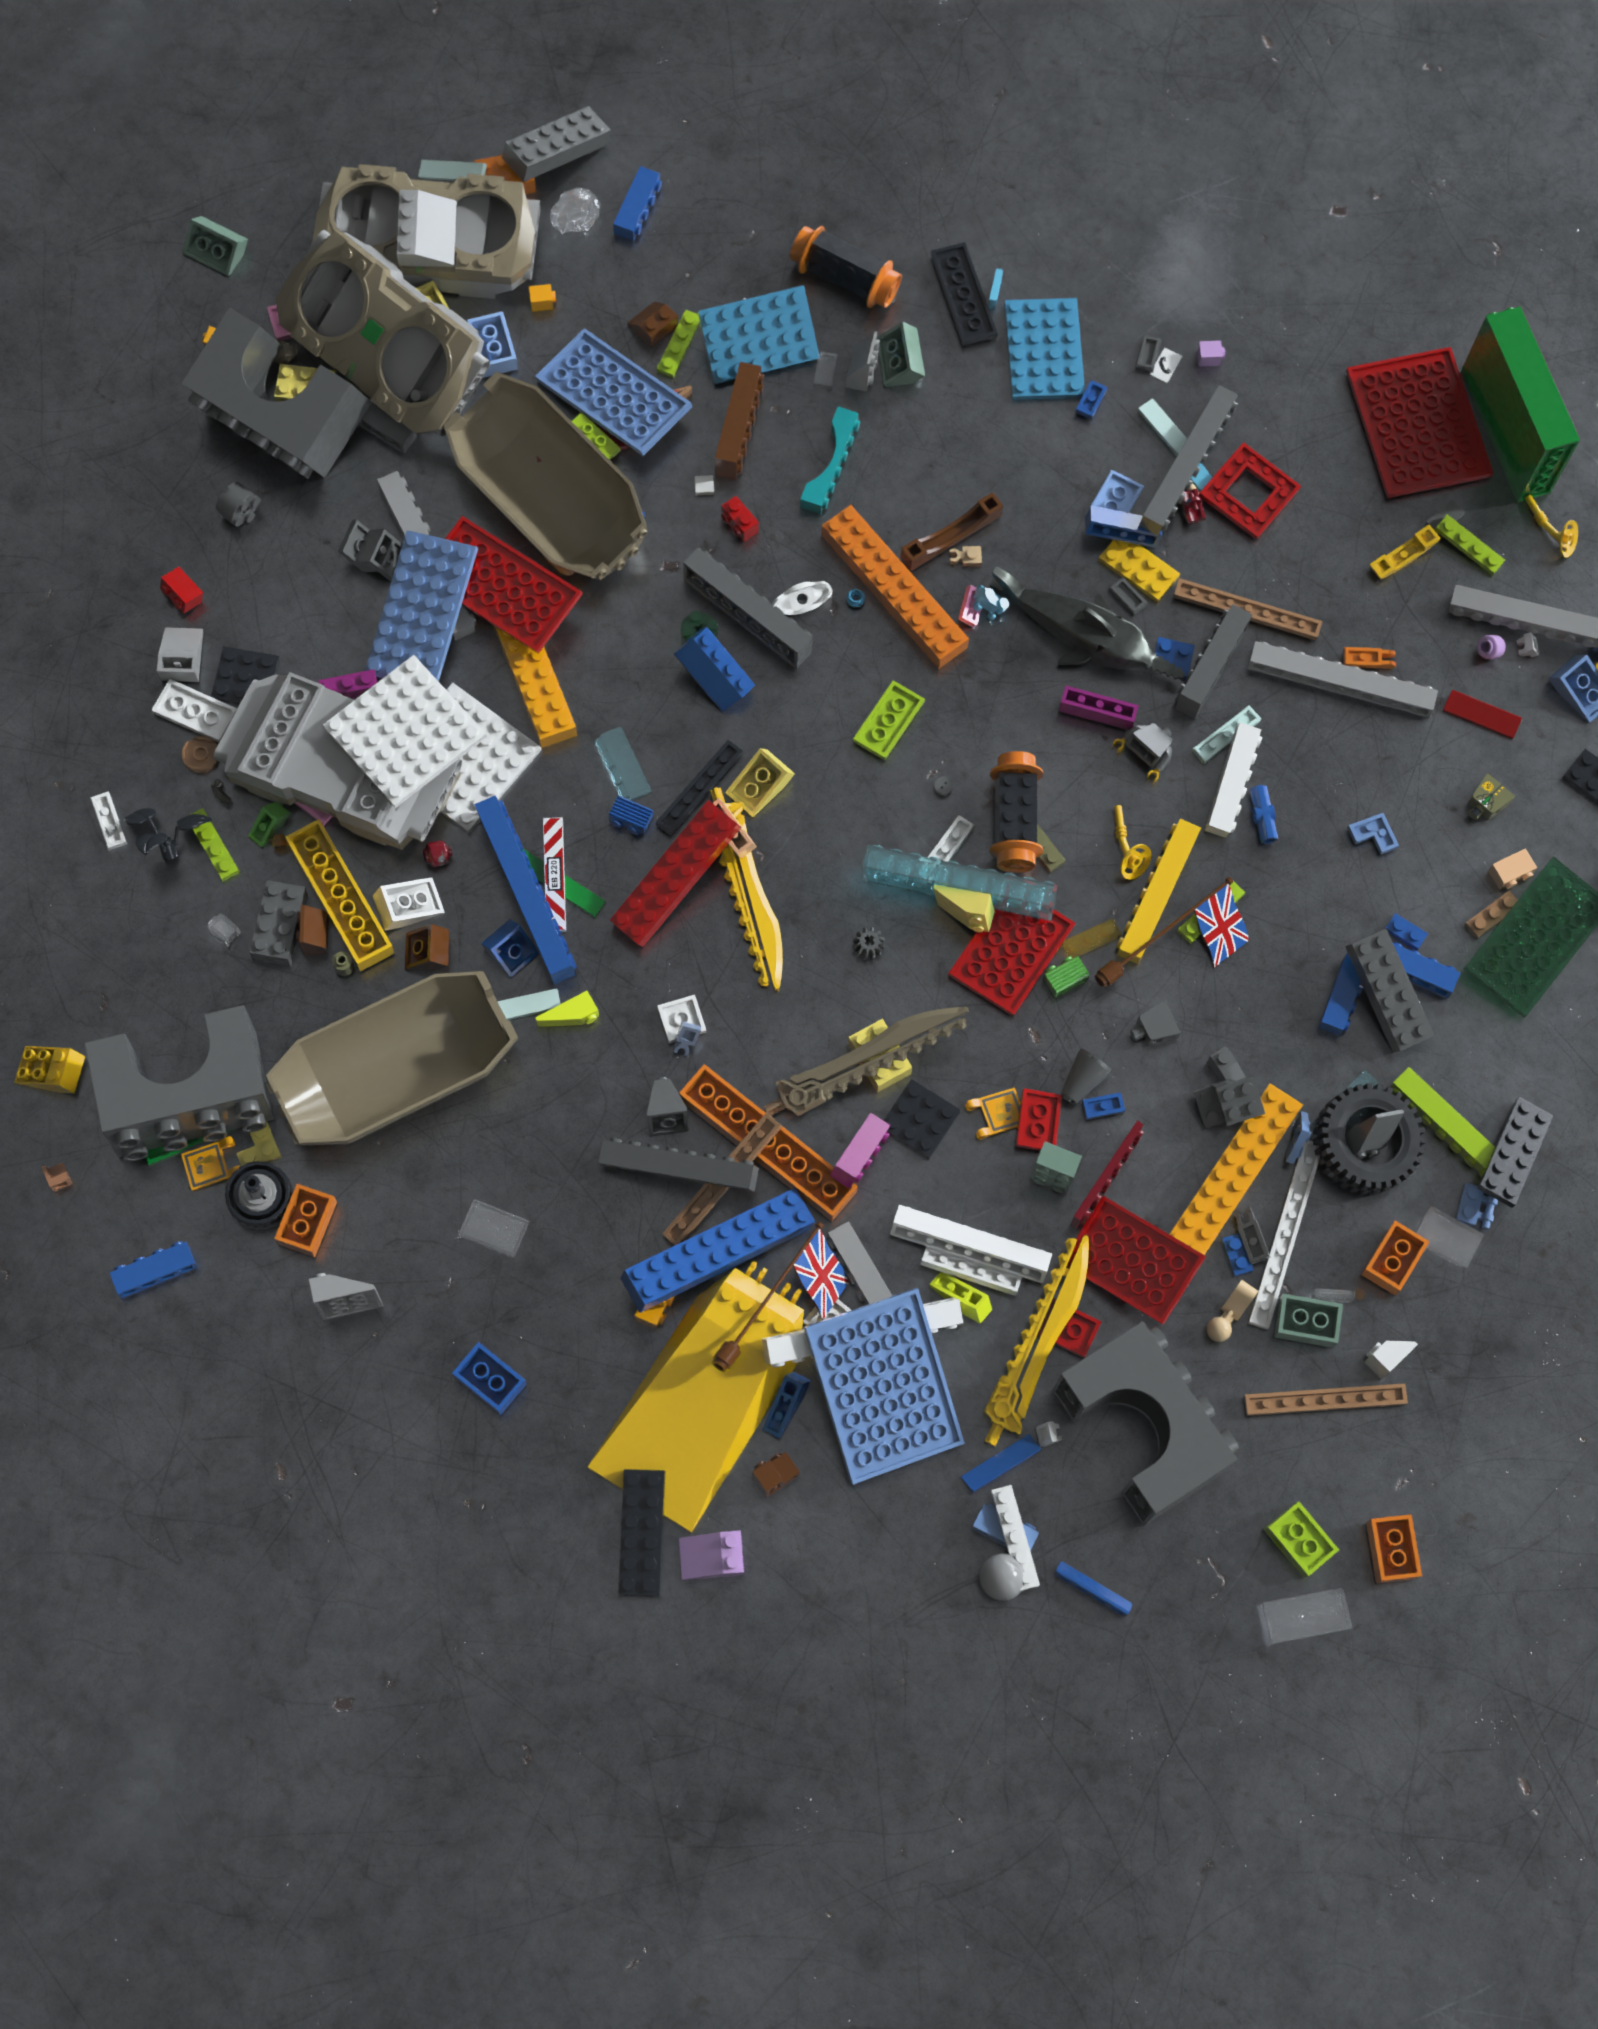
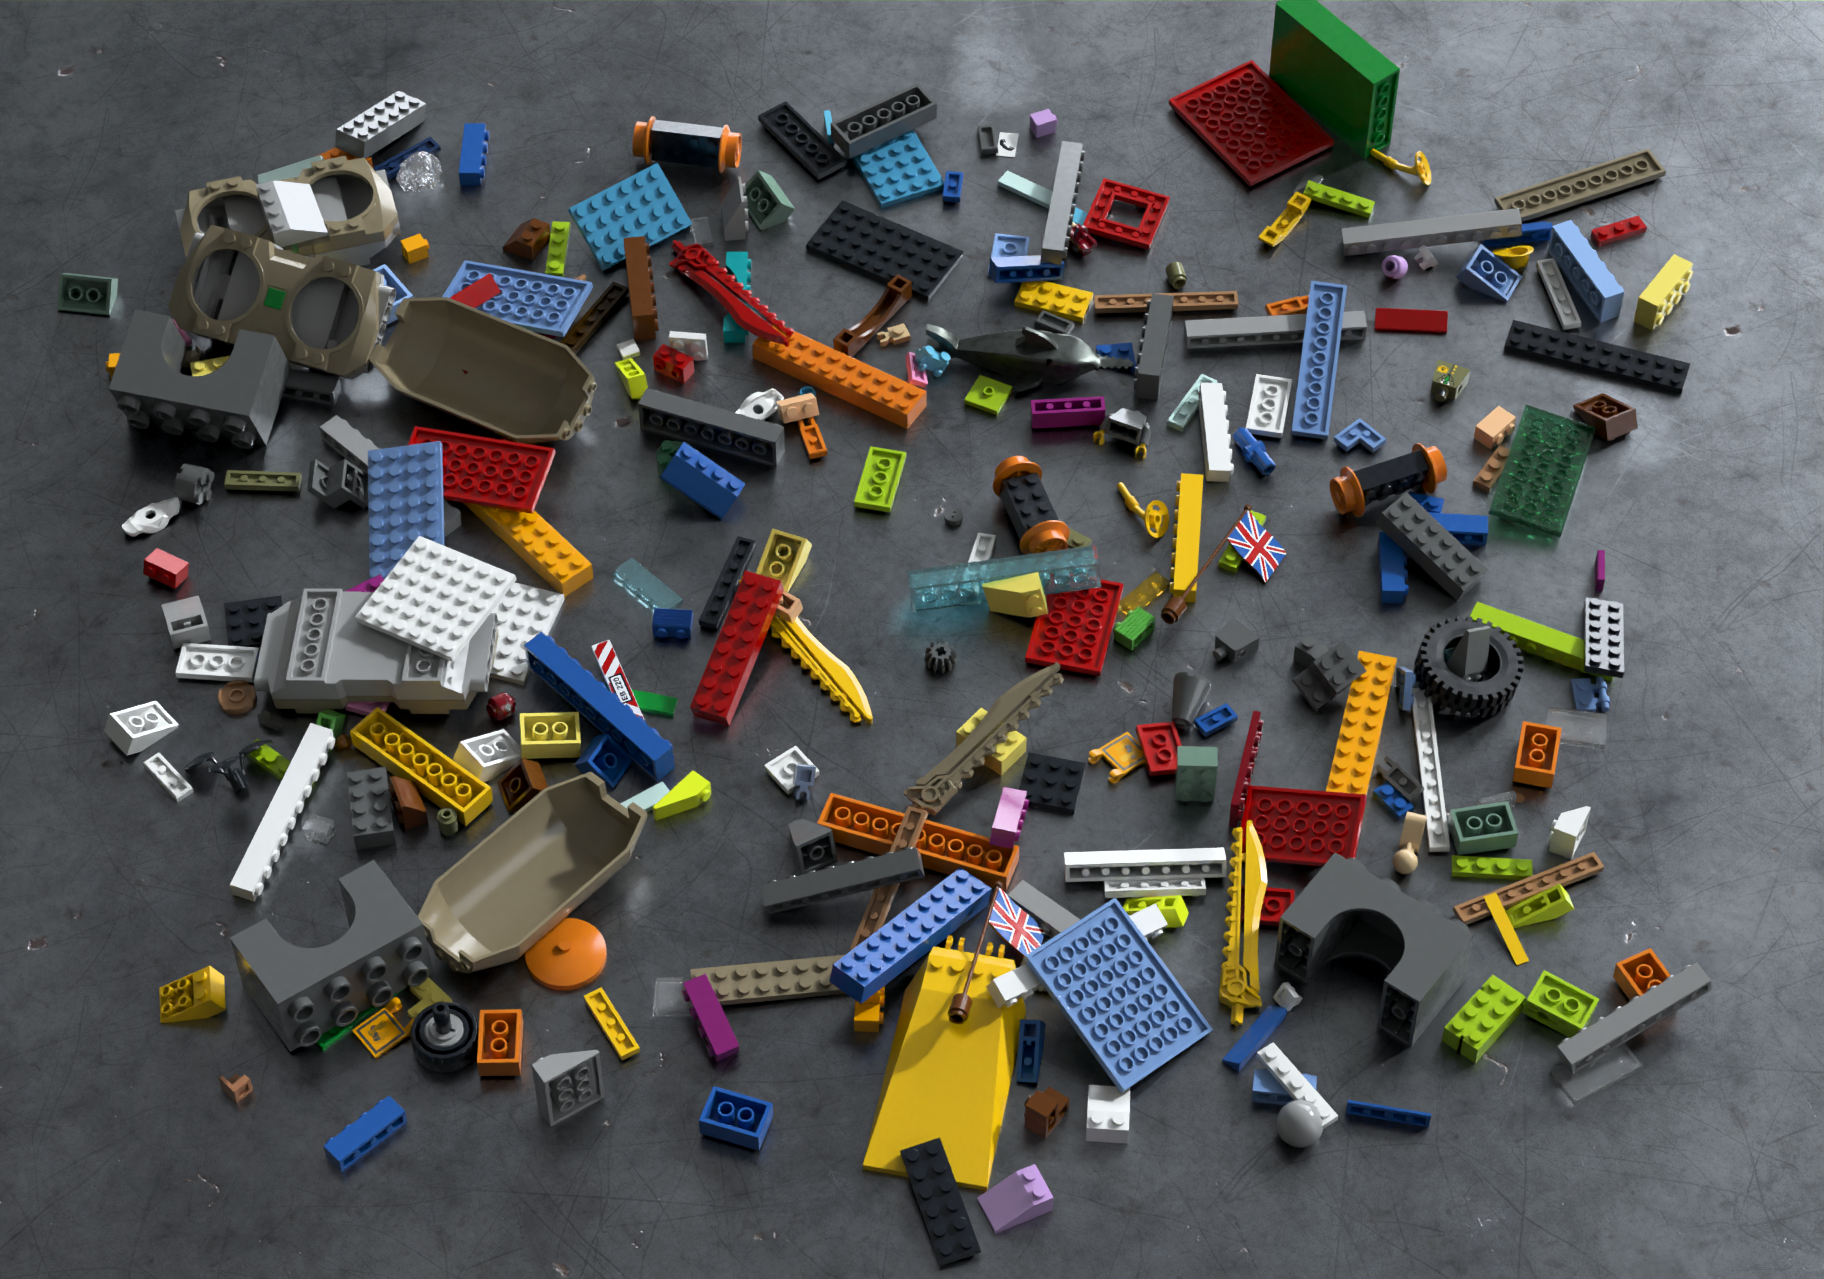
camera: 15 degrees left, 20 degrees down
(100, 758) = (139, 727): none -> white slope
(195, 900) = (282, 812): none -> white brick
(202, 522) = (164, 511): none -> white piece
(306, 519) = (263, 480): none -> olive plate
(404, 1148) = (567, 955): none -> orange dish
(415, 1234) = (611, 1024): none -> yellow plate
(469, 903) = (550, 735): none -> light yellow brick
(504, 1265) = (711, 1017): none -> magenta brick
(551, 193) = (392, 165): none -> dark blue plate
(568, 379) = (478, 292): none -> red slope
(574, 1240) = (771, 980): none -> dark tan plate
(679, 441) = (595, 316): none -> dark brown plate
(694, 521) = (632, 378): none -> neon yellow slope
(760, 505) = (690, 344): none -> white plate
(809, 404) = (698, 264): none -> red piece
(831, 1495) = (1107, 1114): none -> white slope
(839, 612) = (797, 408): none -> light nougat brick
(841, 651) = (812, 438): none -> orange hinge
(996, 452) = (884, 249): none -> black plate
(1031, 657) = (988, 395): none -> lime plate
(1049, 302) = (883, 120): none -> dark grey brick
(1223, 1525) = (1484, 1018): none -> lime piece
(1270, 580) = (1176, 274): none -> olive brick
(1285, 1435) = (1506, 928): none -> yellow sticker
(1300, 766) = (1269, 405): none -> white plate
(1300, 1362) = (1491, 867): none -> lime plate
(1327, 1425) = (1541, 907): none -> neon yellow slope
(1337, 900) = (1359, 488): none -> brick
(1362, 1586) = (1634, 1017): none -> light grey brick
(1369, 733) = (1319, 360): none -> medium blue plate
(1546, 1070) = (1600, 570): none -> magenta tile

